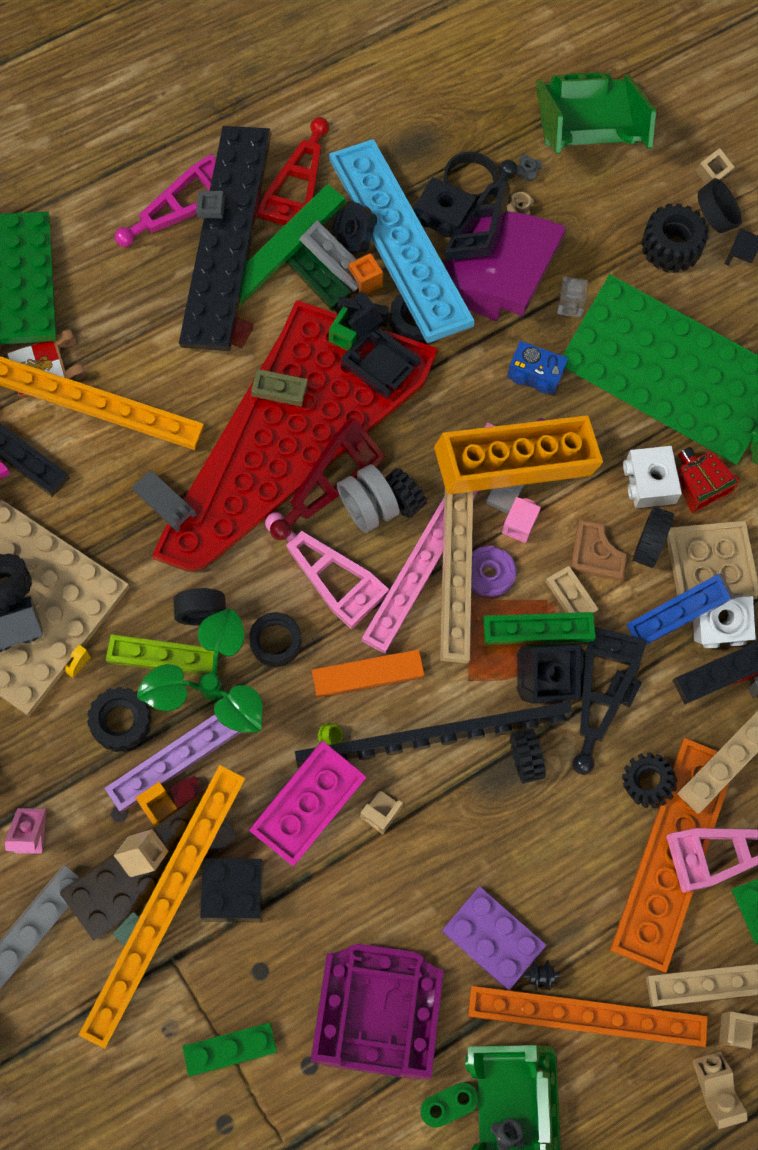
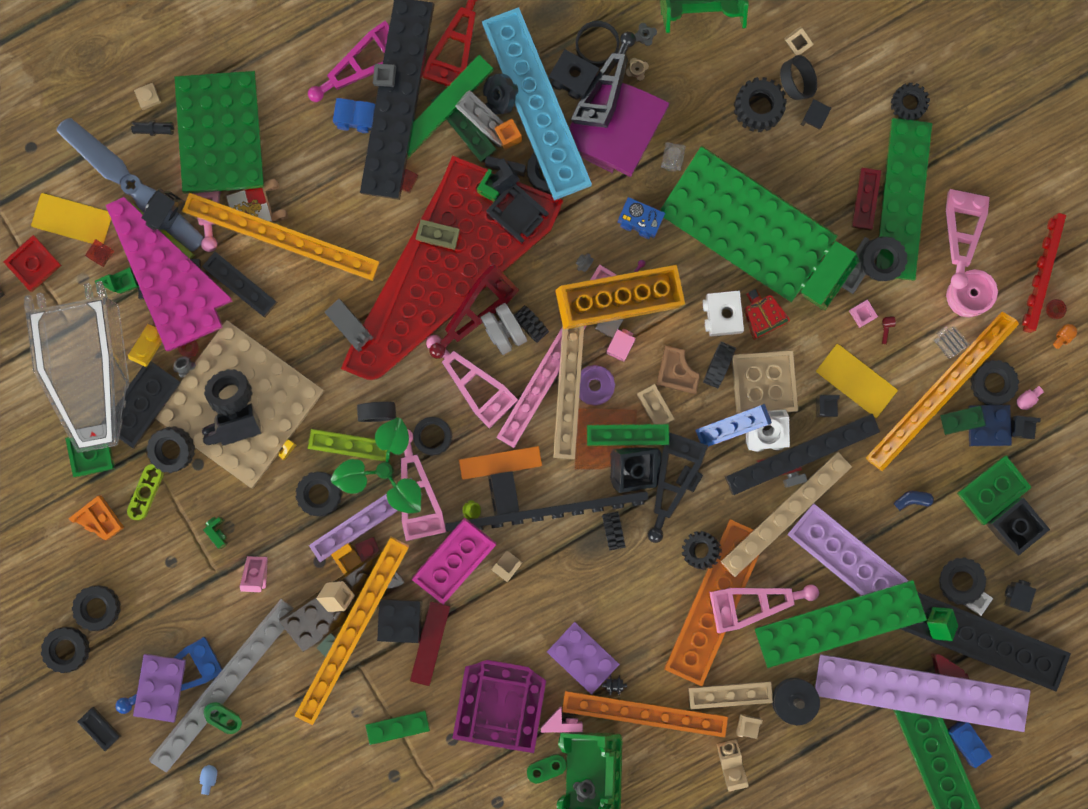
camera: 10 degrees right, 15 degrees up
(171, 257) = (353, 115): none -> blue brick
(269, 754) = (423, 525): none -> bright pink plate
(275, 924) = (430, 643): none -> dark red tile
(373, 709) = (503, 493): none -> black hinge
(459, 1034) = (555, 724): none -> bright pink slope
(467, 420) = (584, 262): none -> dark grey plate

